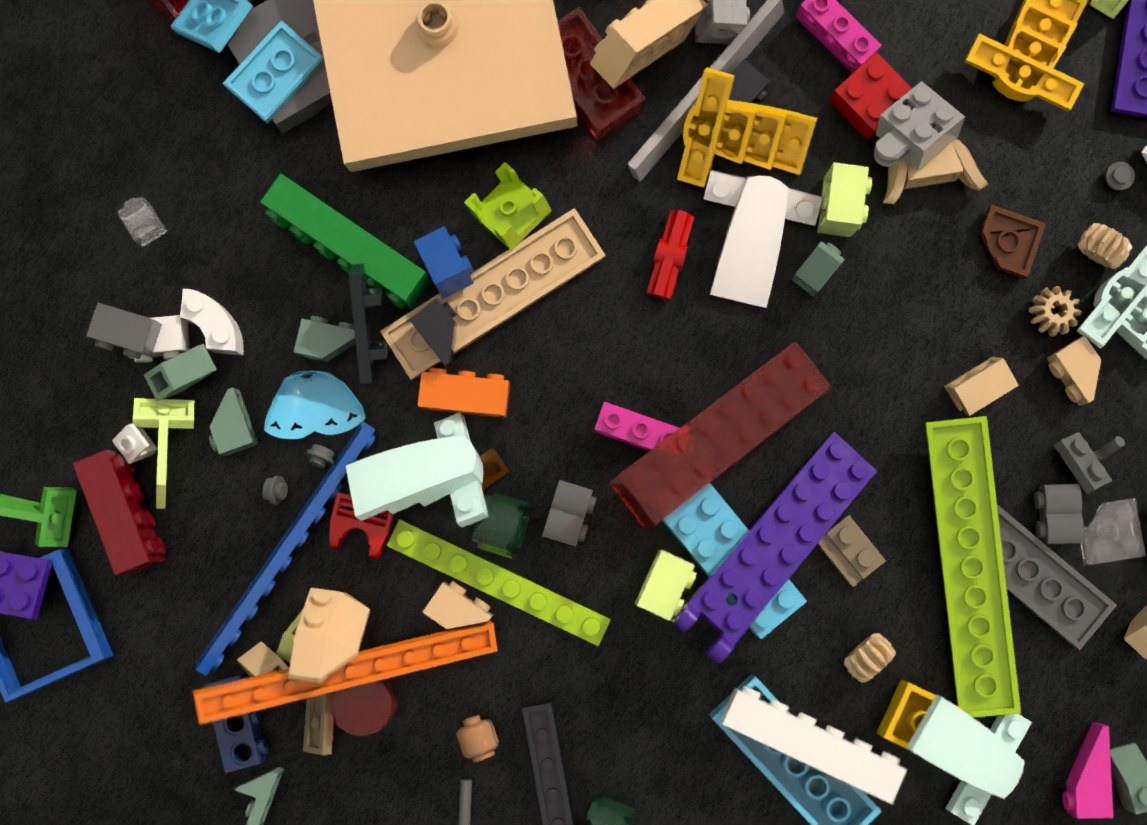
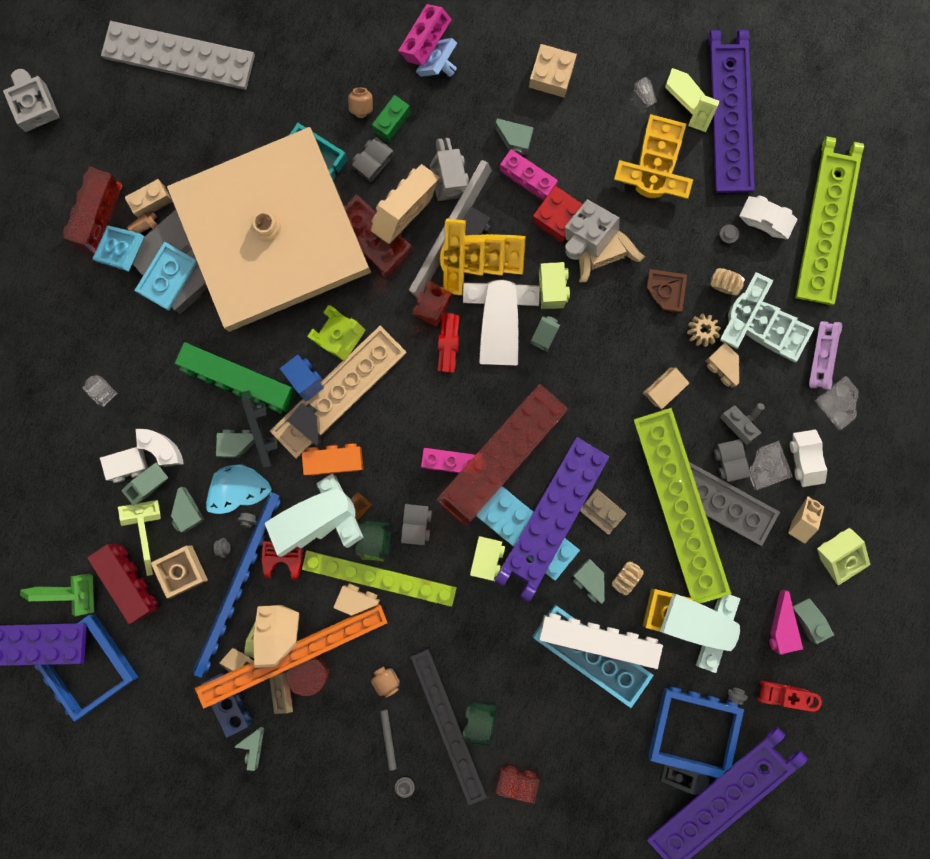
camera: 10 degrees left, 0 degrees up
(124, 330) = (102, 464): dark grey brick -> none
(134, 443) = (124, 536): white bracket -> none
(205, 512) = (179, 571): none -> tan brick
(659, 191) = (432, 303): none -> clear red brick
(815, 648) = (591, 579): none -> sand green slope

